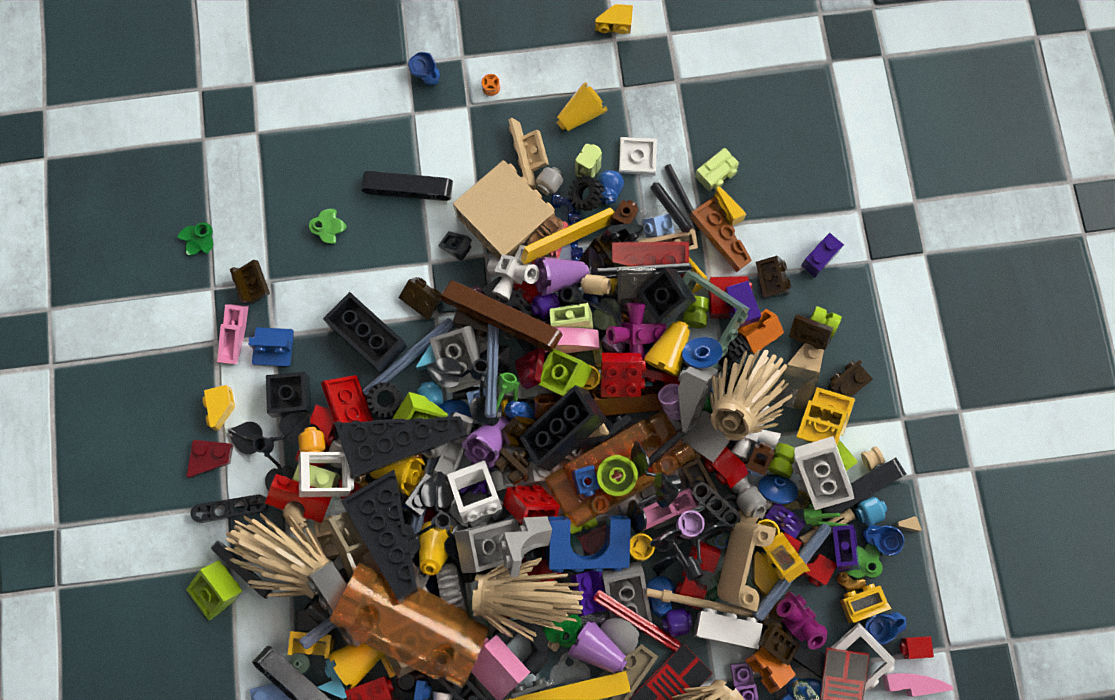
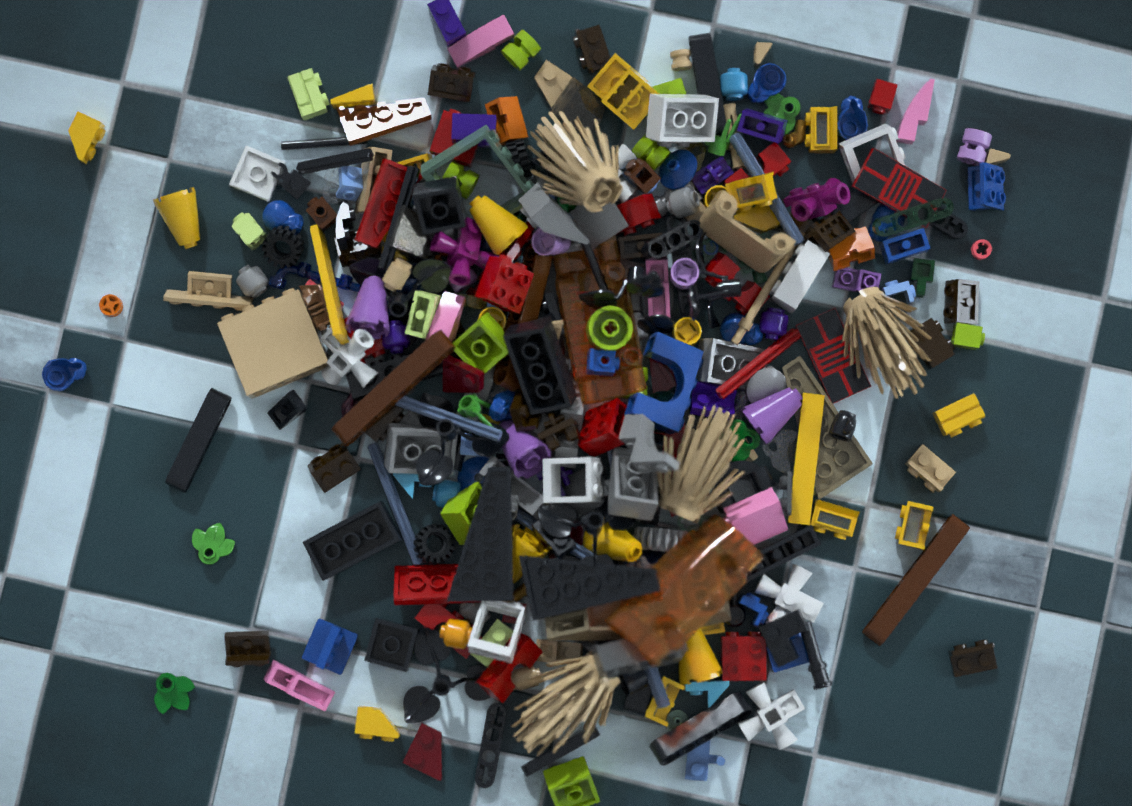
camera: 75 degrees left, 10 degrees up
(641, 184) = (292, 182): none -> black plate
(702, 352) = (507, 191): blue dish -> none
(811, 332) = (528, 69): dark brown bracket -> none
(817, 288) = (481, 41): none -> bright pink slope

